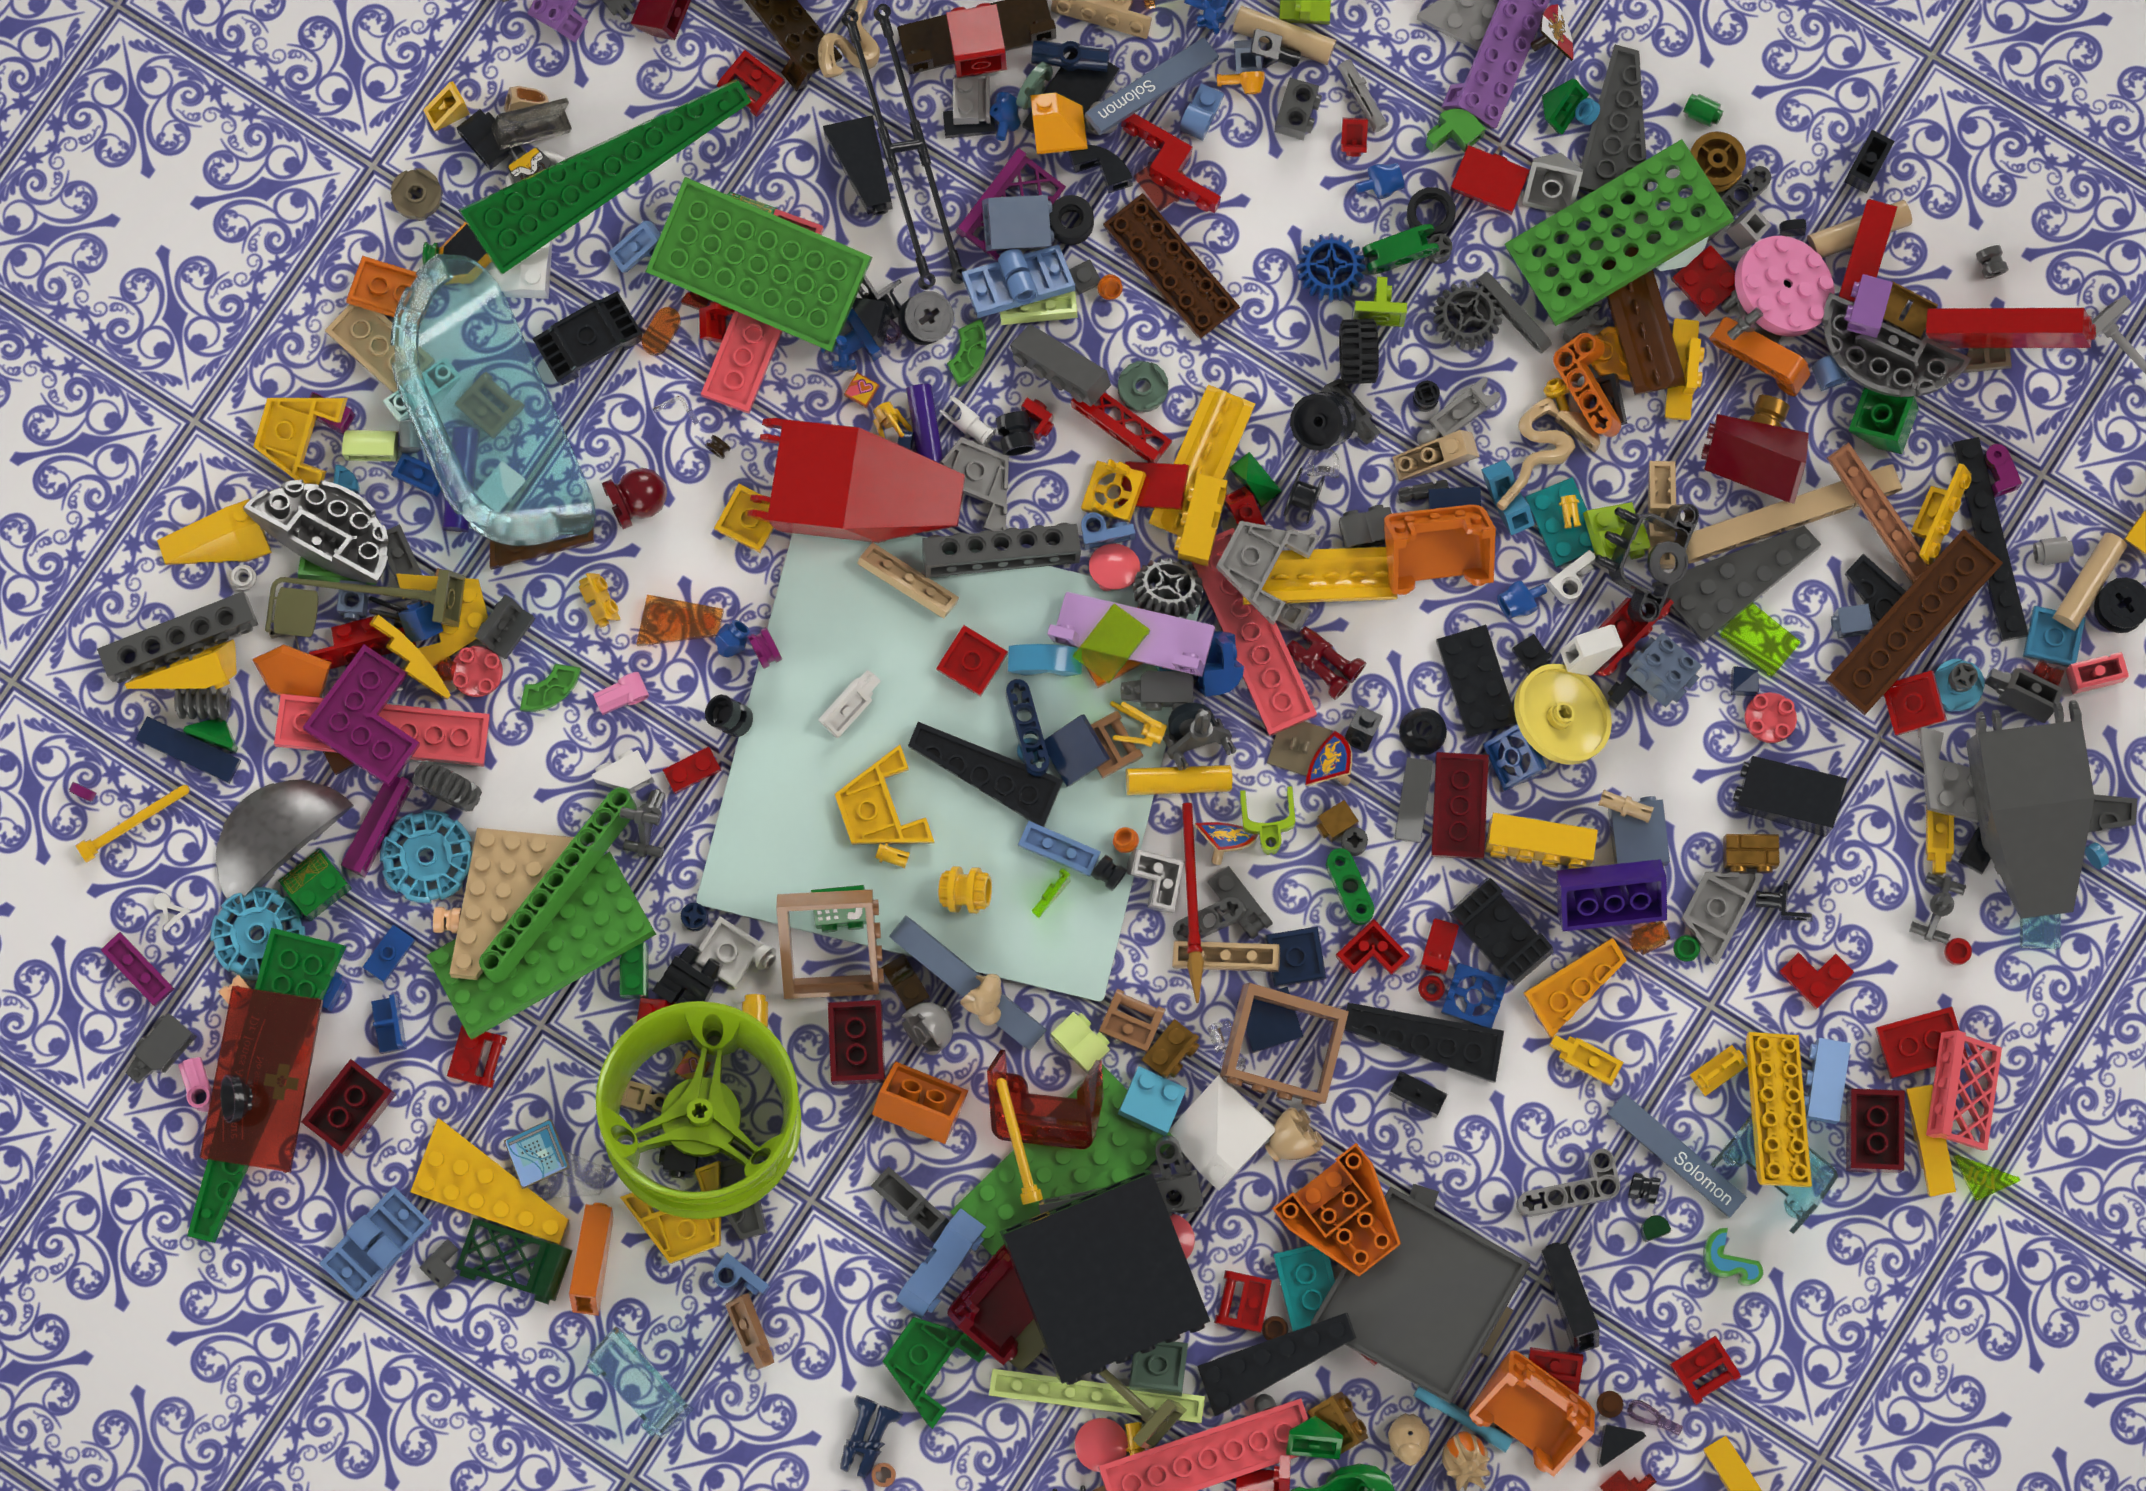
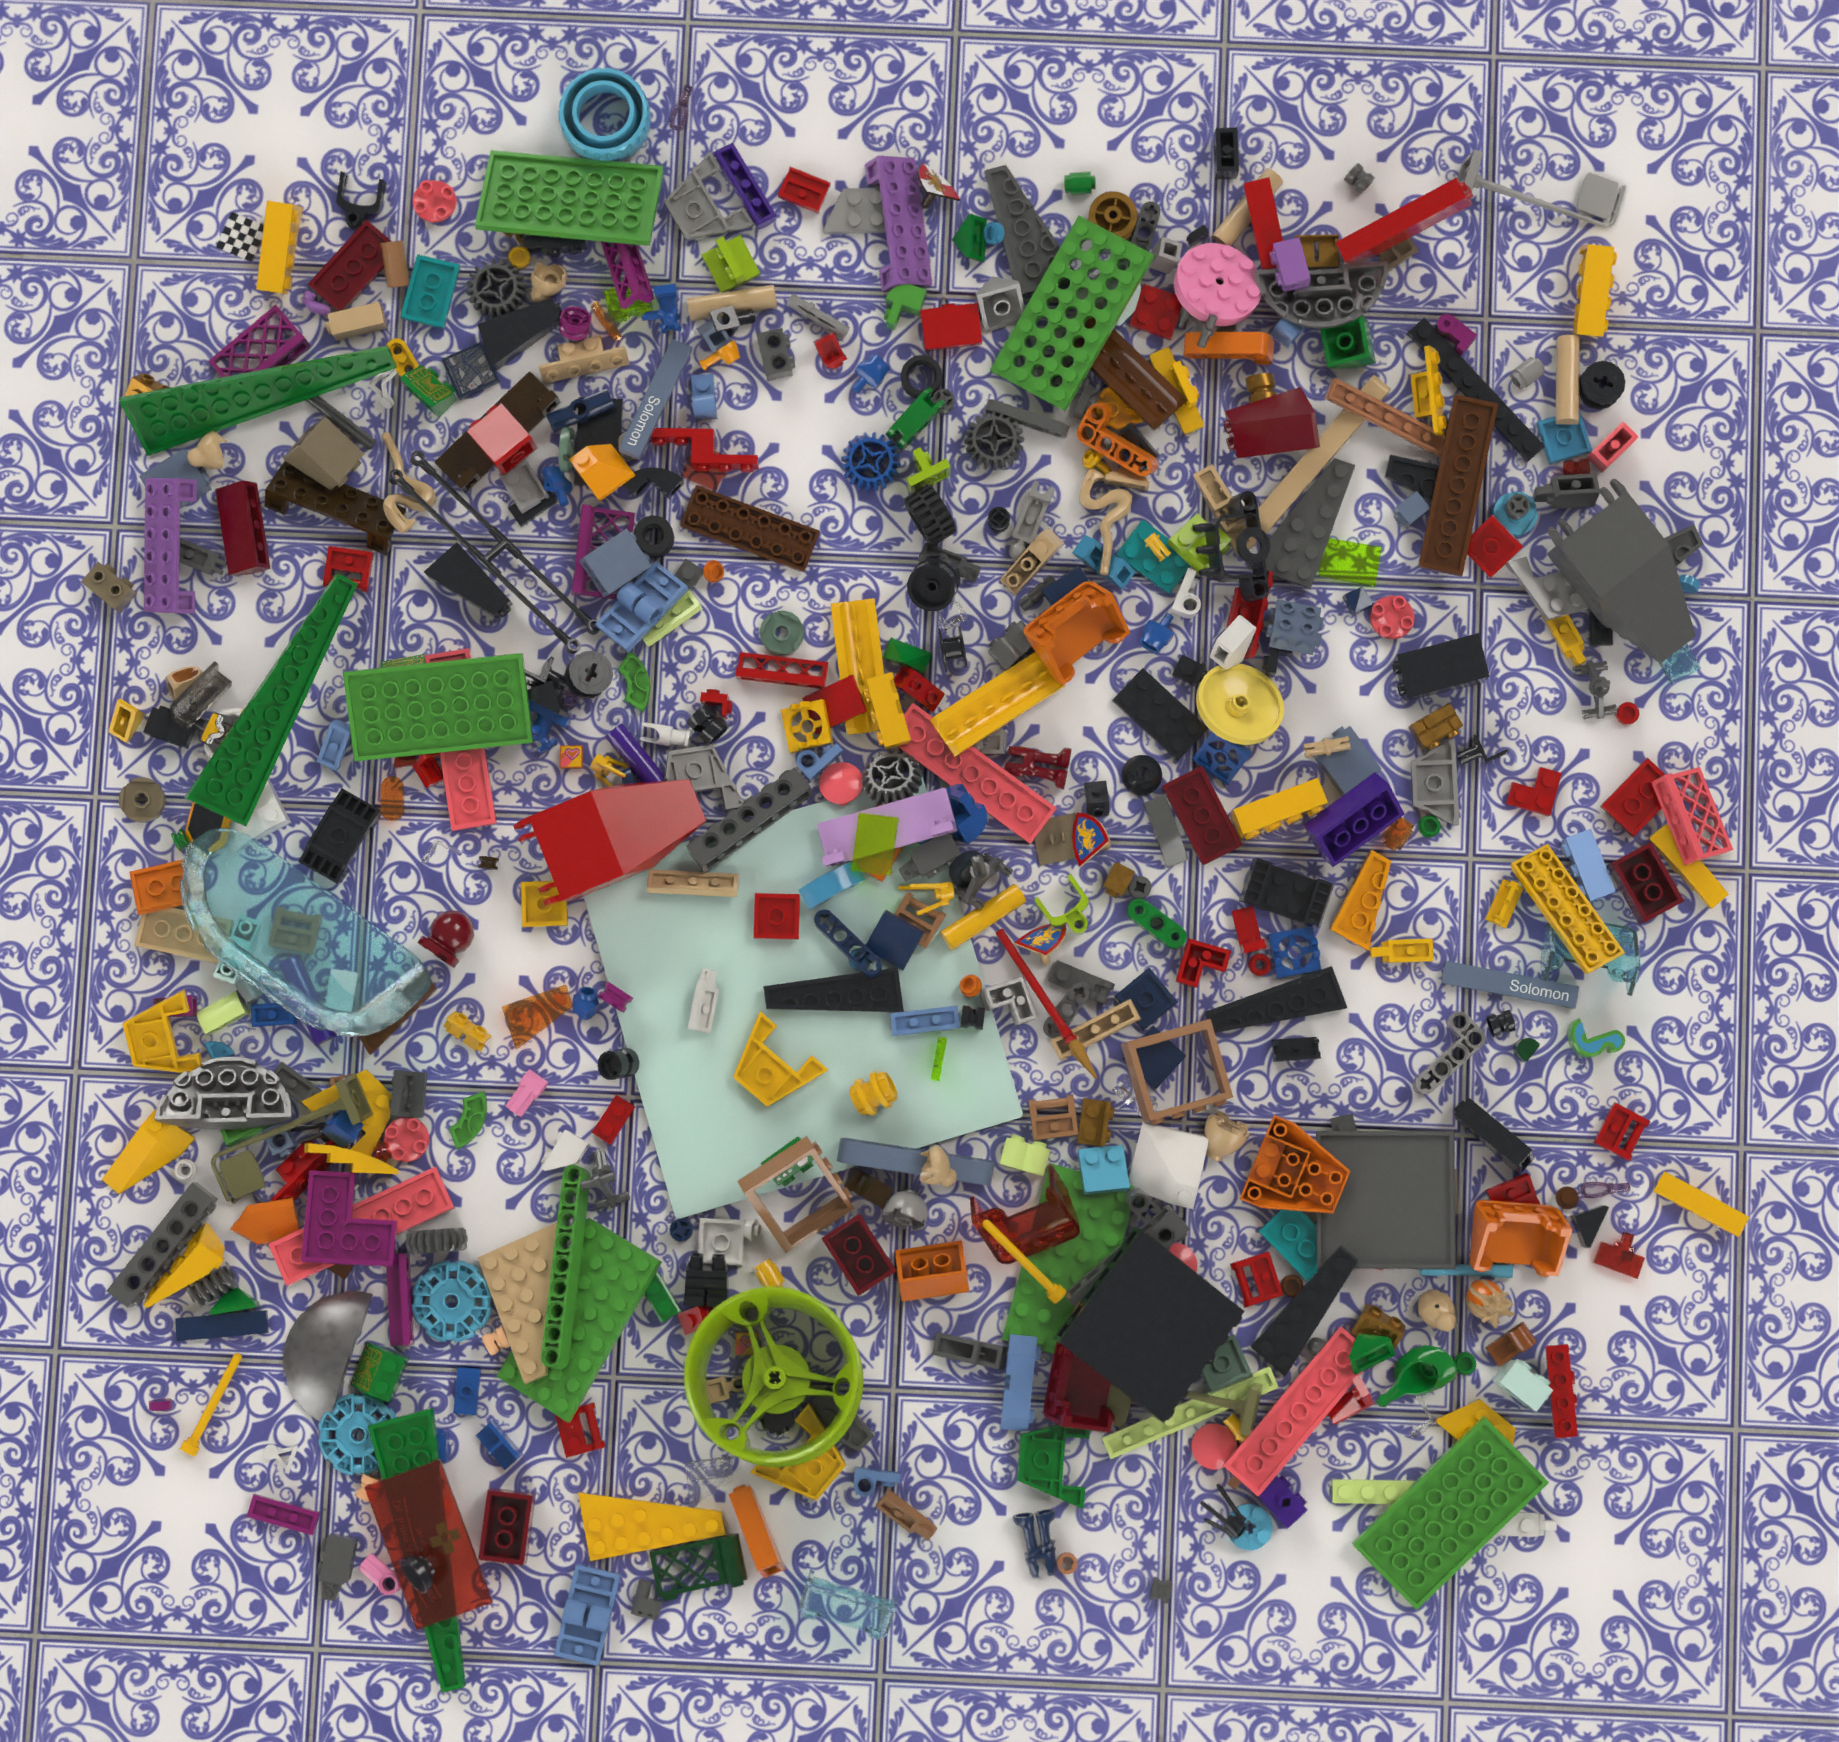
camera: 30 degrees left, 5 degrees up
(536, 1154) = (668, 1477): piece -> none
(892, 855) = (803, 1098): yellow pin -> none
(1060, 365) = (712, 653): dark grey brick -> none
(1252, 557) = (942, 720): light grey wing -> none
(1983, 1179) = (1741, 872): clear neon green tile -> none

